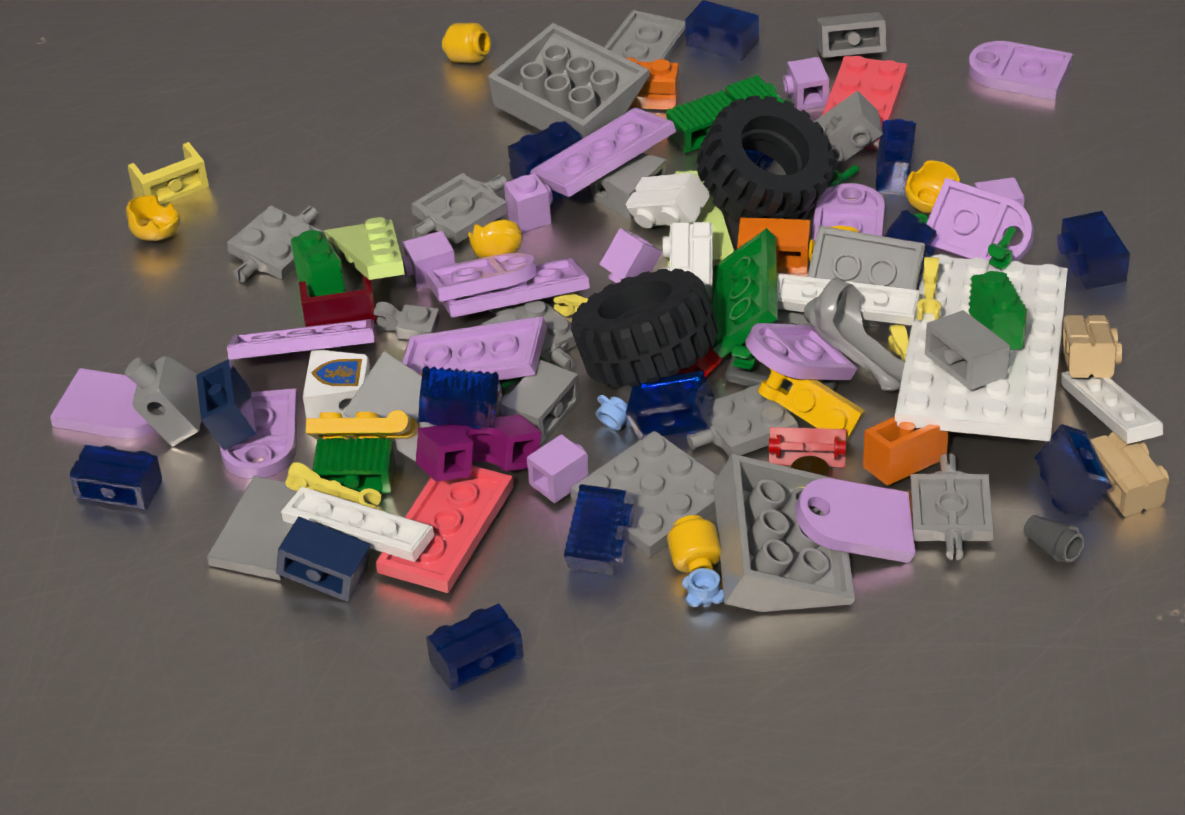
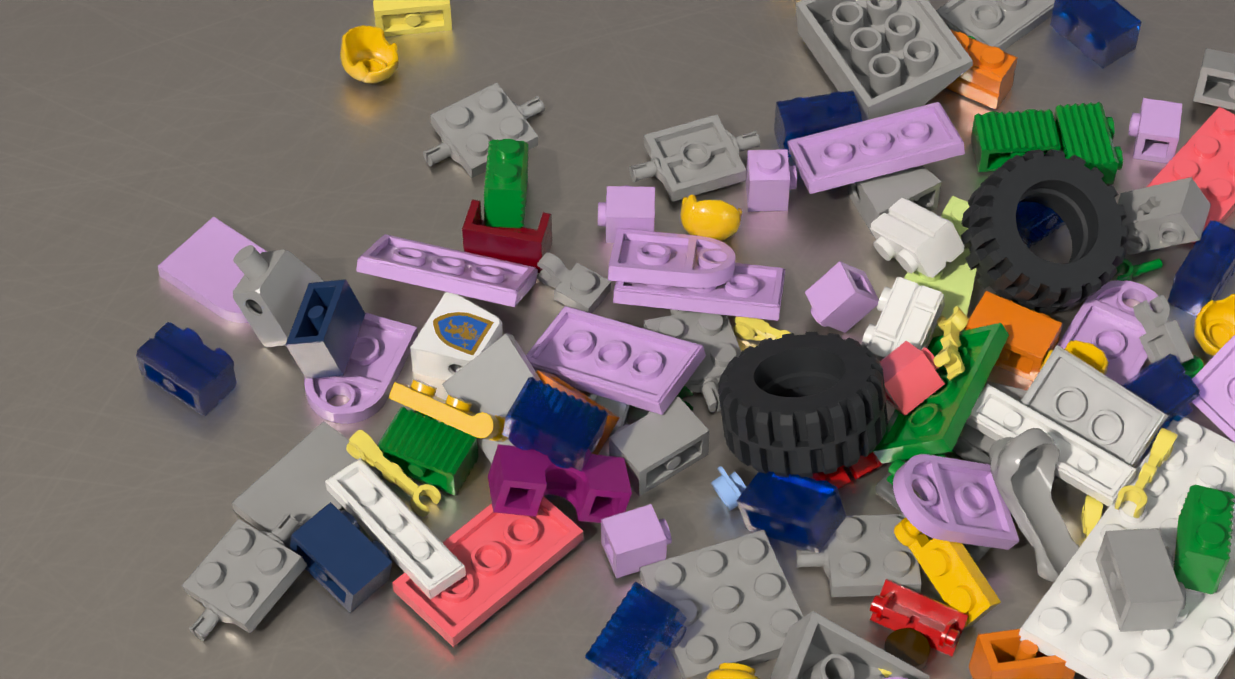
camera: 20 degrees right, 10 degrees up
(247, 601) = (244, 576): none -> light grey plate
(370, 247) = (572, 180): yellowish green wing -> none
(721, 284) = (909, 377): none -> coral brick
(738, 260) = (949, 354): none -> light yellow piece
(887, 204) = (1161, 336): none -> light grey plate

